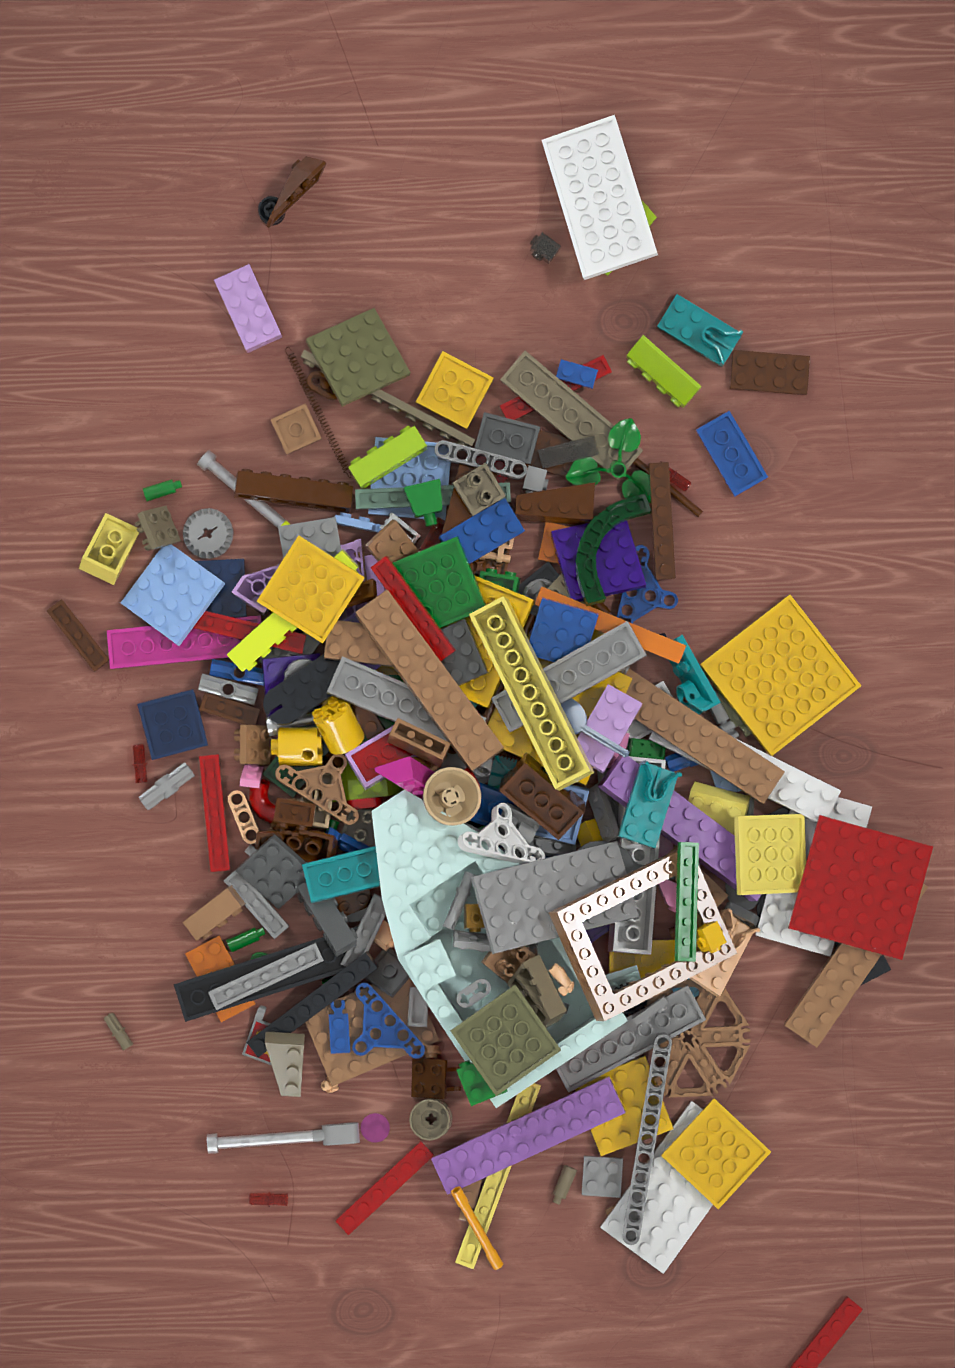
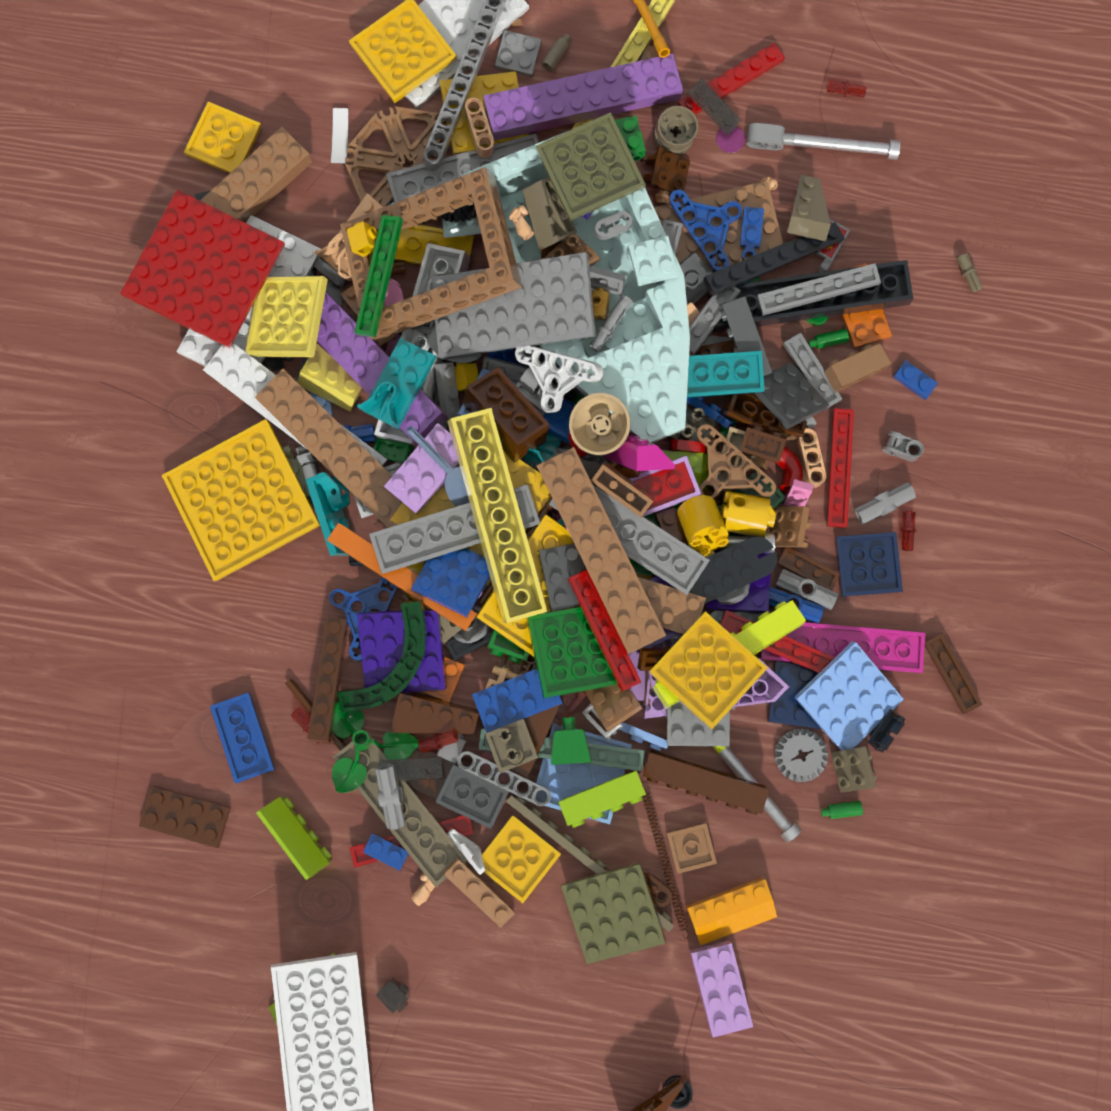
camera: 165 degrees left, 5 degrees down
(109, 549) = (907, 757): light yellow slope -> none
(129, 577) = (881, 738): none -> black hinge
(155, 914) = (915, 380): none -> blue plate
(159, 844) = (901, 446): none -> light grey piece
(249, 379) = (731, 911): none -> light orange slope
(397, 1154) = (714, 106): none -> clear smoke plate
(484, 353) = (478, 892): none -> medium nougat plate
(500, 389) = (469, 850): none -> white tile
(536, 344) = (423, 892): none -> light nougat arm
(548, 482) = (437, 741): none -> clear red axle
(581, 423) = (390, 796): none -> light grey piece
(624, 1093) = (479, 119): none -> light nougat beam
(699, 330) = (248, 875): teal plate -> none
(762, 1057) = (339, 135): none -> white sticker
(876, 1031) = (222, 138): none -> yellow plate

